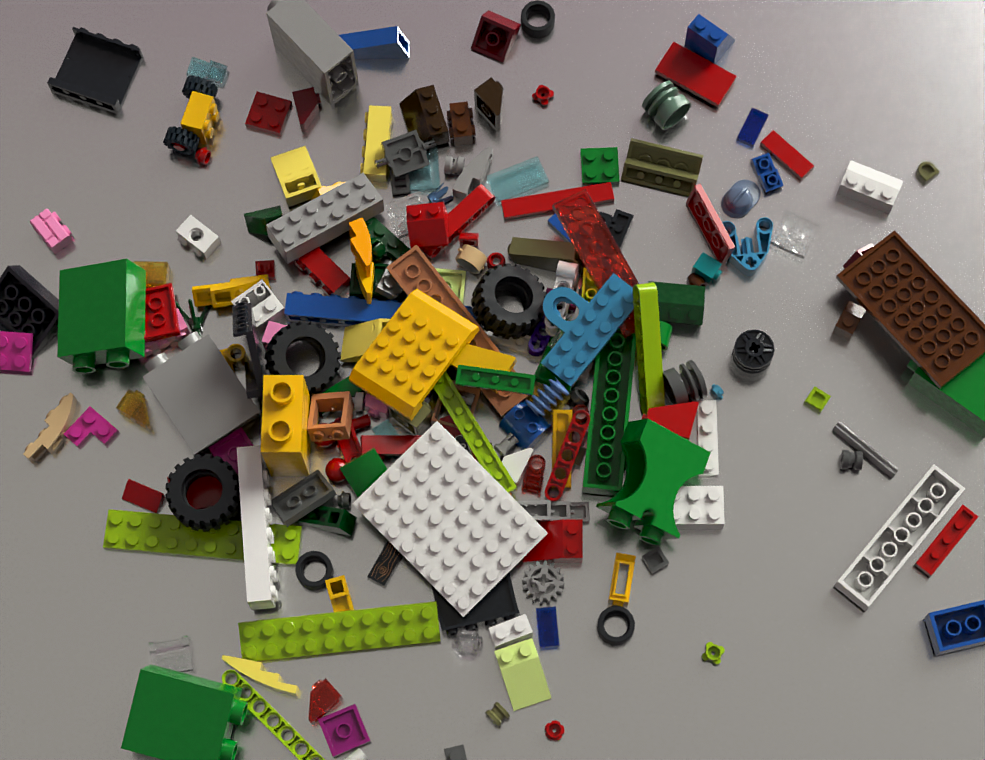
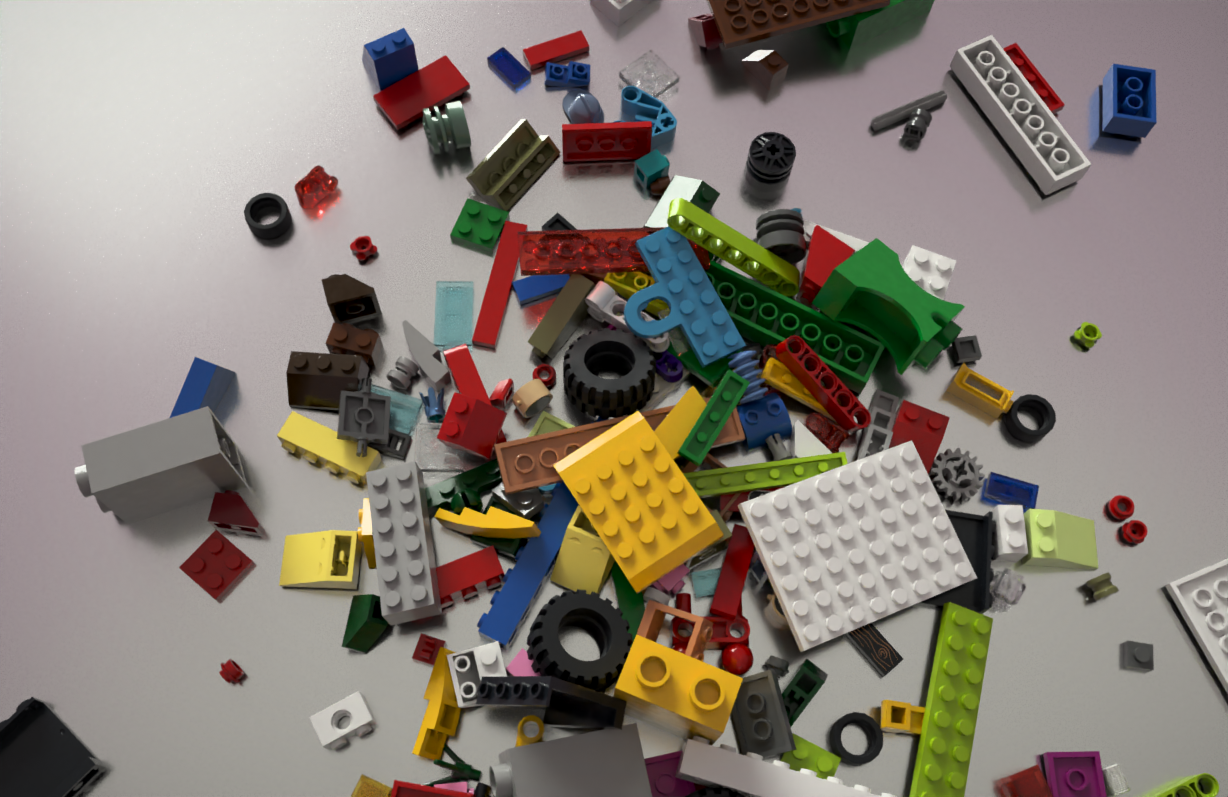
camera: 75 degrees left, 5 degrees down
(197, 119) = (178, 653): brick -> none
(209, 70) = (113, 622): clear light blue slope -> none
(361, 245) = (464, 509): light orange slope -> none
(363, 471) = (762, 622): green slope -> none
(495, 35) = (264, 266): dark red slope -> none
(570, 709) = (1127, 505): none -> red plate
(577, 38) = (316, 186): none -> clear red piece
(817, 399) = (838, 130): lime tile -> none

